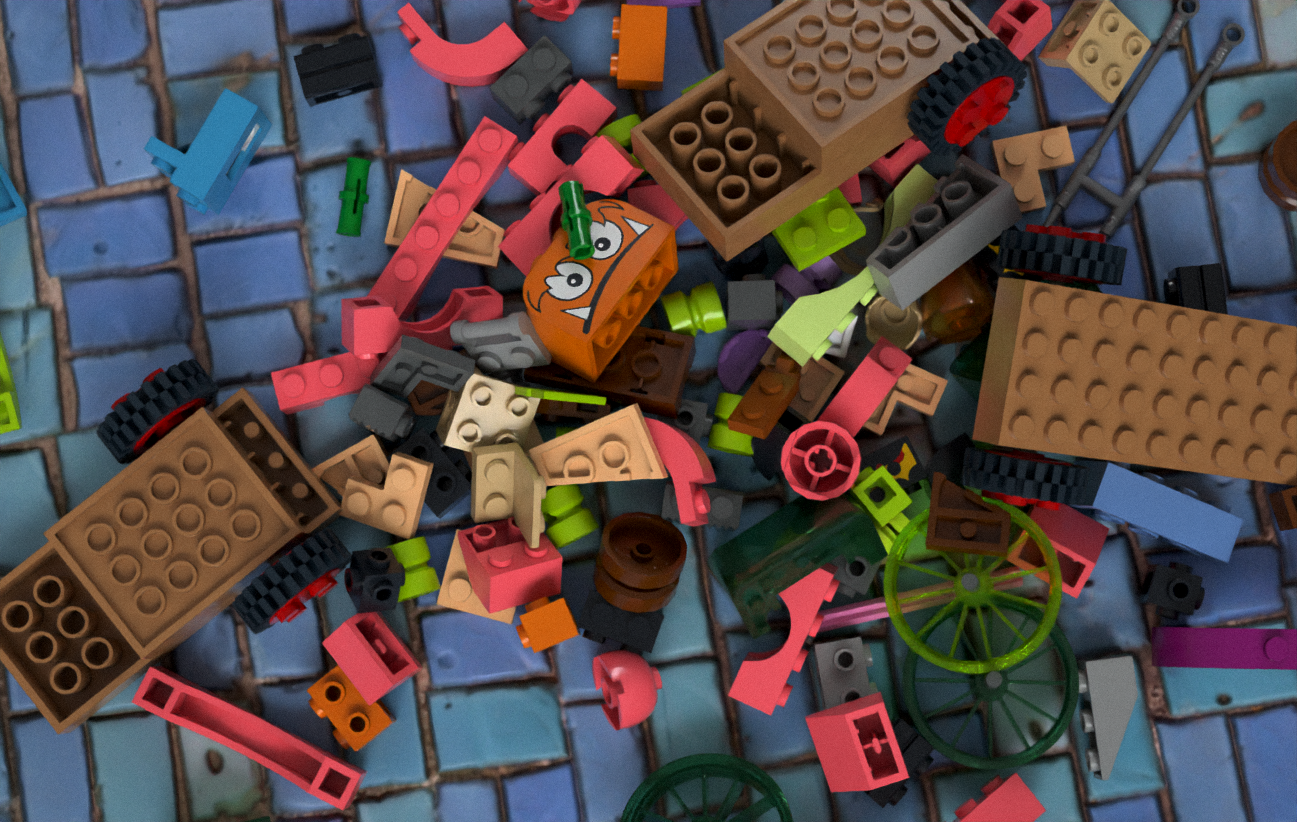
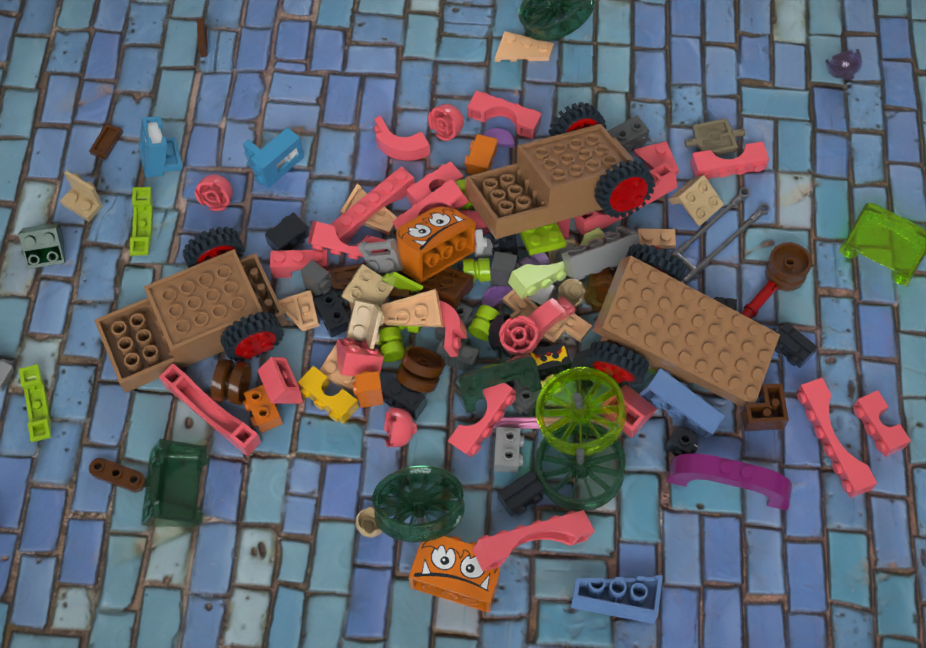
camera: 15 degrees right, 20 degrees down
(114, 256) = (214, 192): none -> coral cylinder
(275, 673) = (230, 381): none -> reddish brown wheel
(290, 320) = (287, 233): none -> black brick
(337, 69) = (340, 138): black brick -> none
(353, 197) = (328, 199): green pin -> none
(374, 580) = (291, 345): black brick -> none
(396, 504) = (311, 320): light nougat plate -> none
(415, 361) = (341, 253): dark grey plate -> none
(419, 577) = (309, 352): lime wheel -> none
(437, 637) = (339, 406): none -> yellow arch
(532, 80) = (427, 159): dark grey brick -> none
(576, 220) = (430, 209): green pin -> none
(693, 254) = (482, 245): none -> white bracket
(767, 398) = (501, 307): dark orange hinge -> none
(857, 745) = (505, 472): coral slope -> none
(894, 498) = (551, 364): lime brick -> none
(964, 522) = (582, 375): reddish brown wing -> none
(1108, 701) = (640, 487): light grey slope -> none
(1250, 268) = (751, 309): none -> red pin

